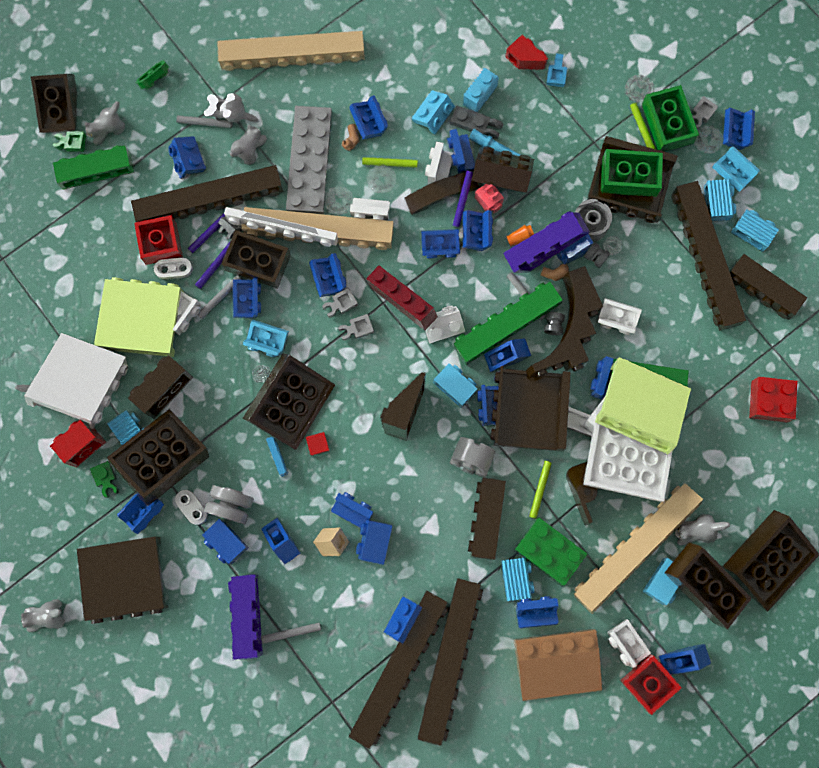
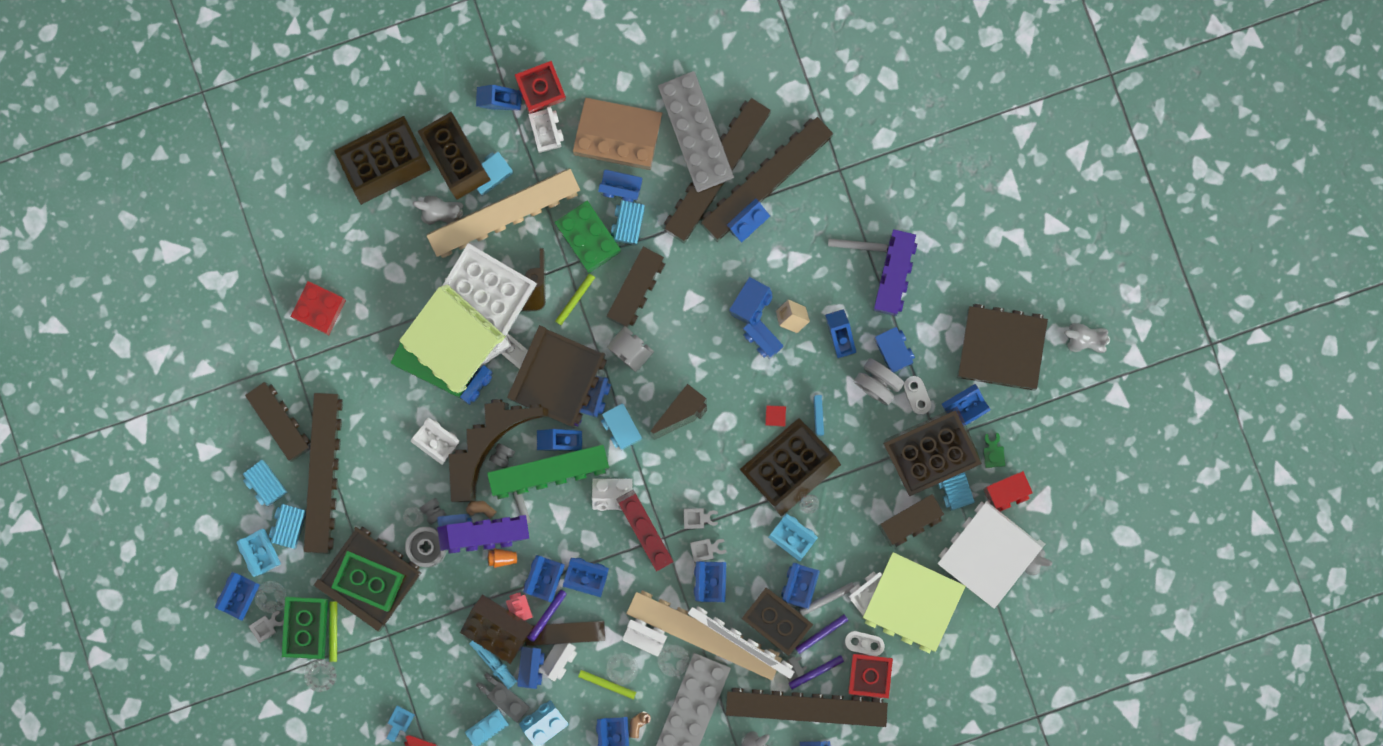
camera: 160 degrees left, 5 degrees up
(483, 692) = (696, 131): none -> light grey plate

